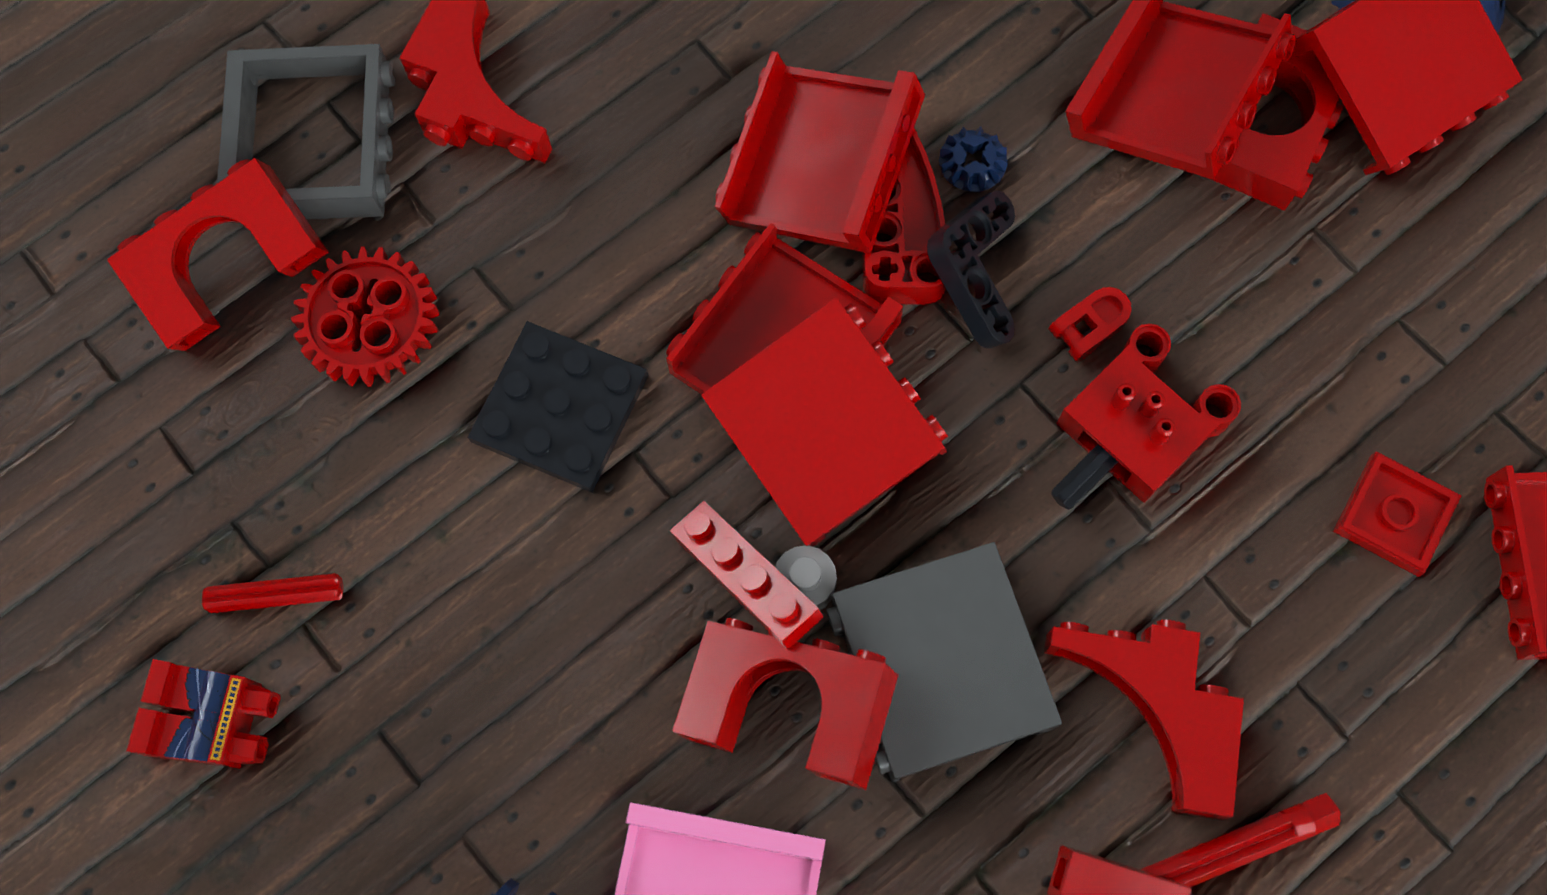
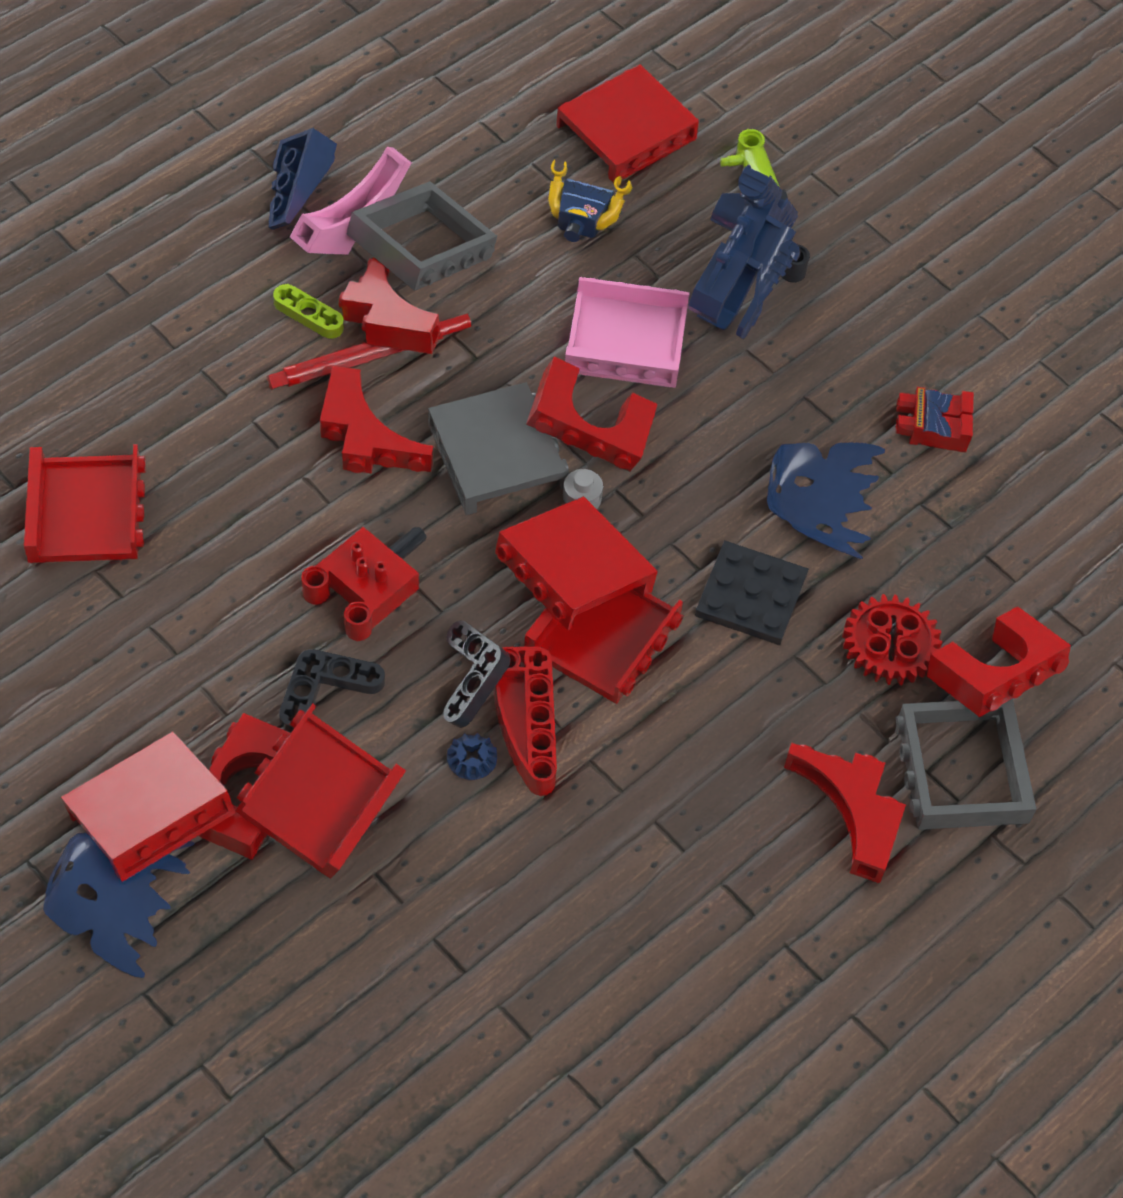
camera: 170 degrees right, 15 degrees down
(272, 593) = (913, 485): red axle -> none
(423, 568) = (831, 494): none -> dark blue piece
(747, 575) = (621, 481): plate -> none
(820, 154) = (586, 737): red panel -> none
(1103, 311) = (384, 648): red plate -> none
(1185, 278) = (323, 674): none -> black beam
(1397, 514) = (201, 534): red tile -> none

